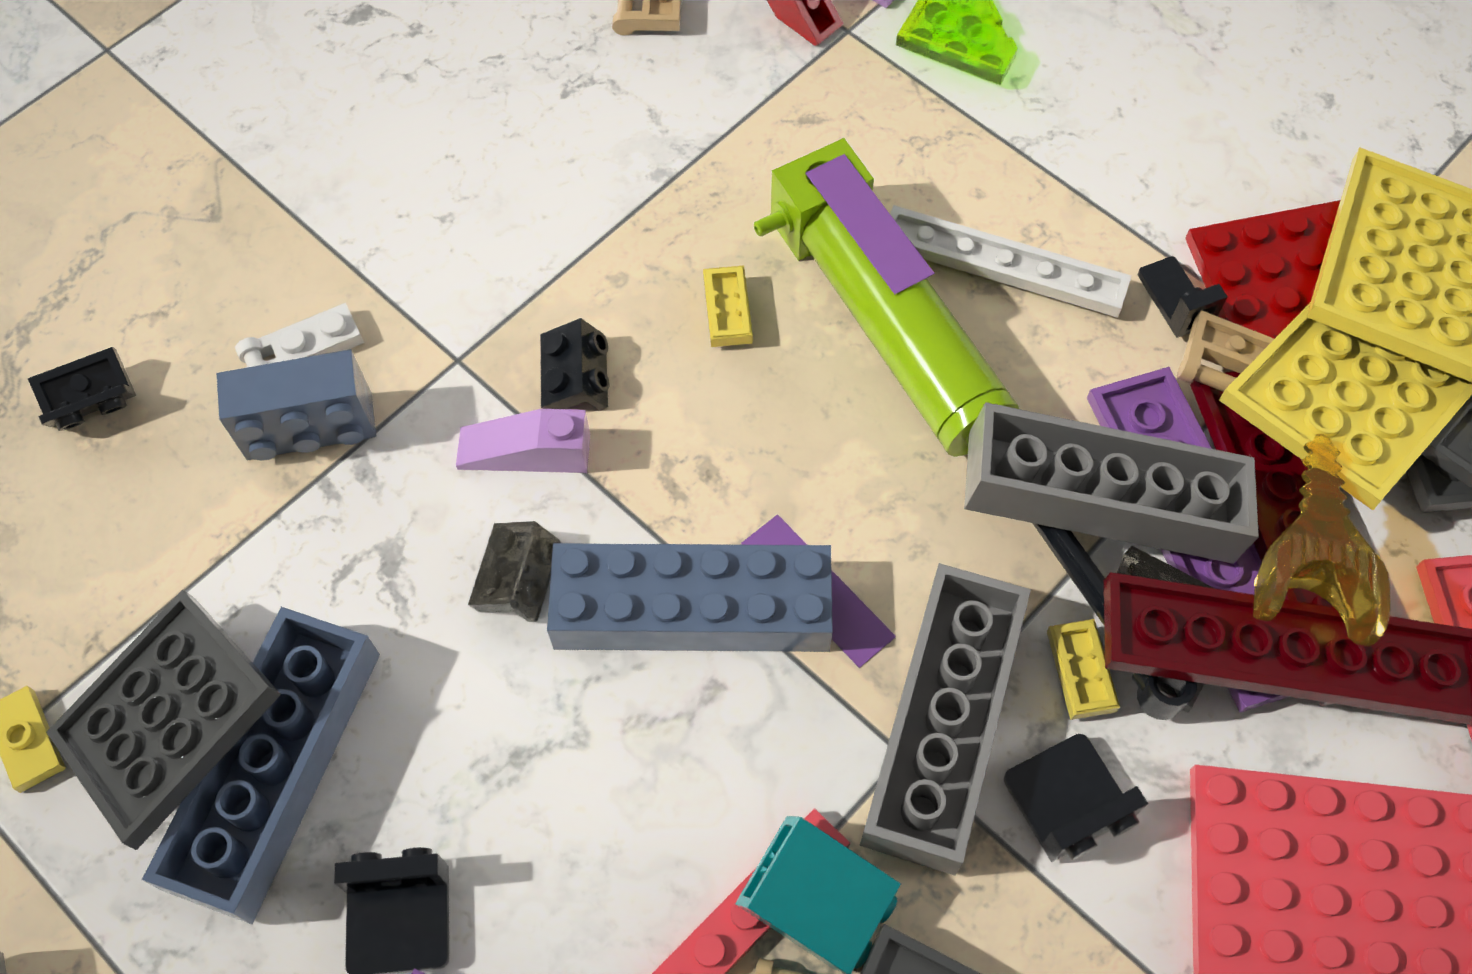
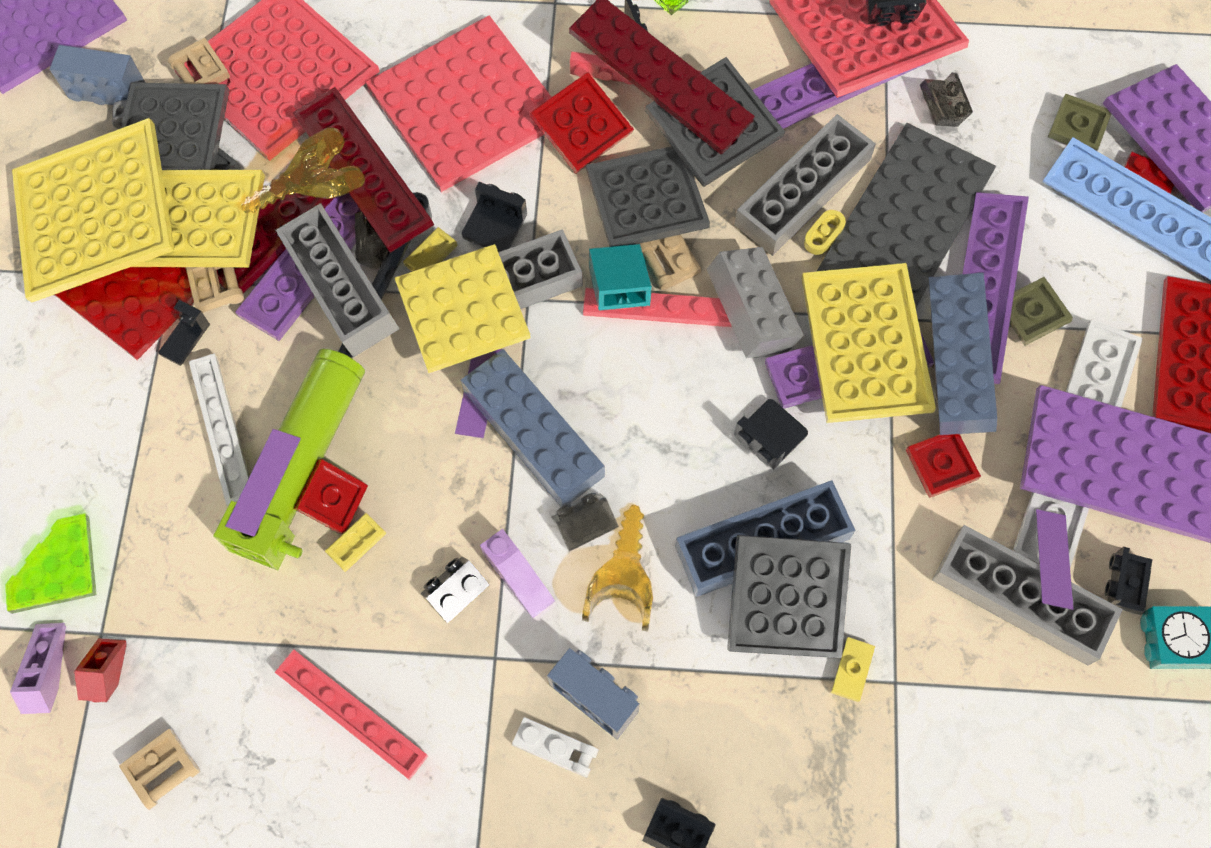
camera: 130 degrees left, 5 degrees up
(403, 560) = (623, 573): none -> clear yellow animal
(533, 180) = (352, 714): none -> coral plate
(803, 307) = (331, 496): none -> red plate
(936, 618) = (462, 308): none -> light yellow plate

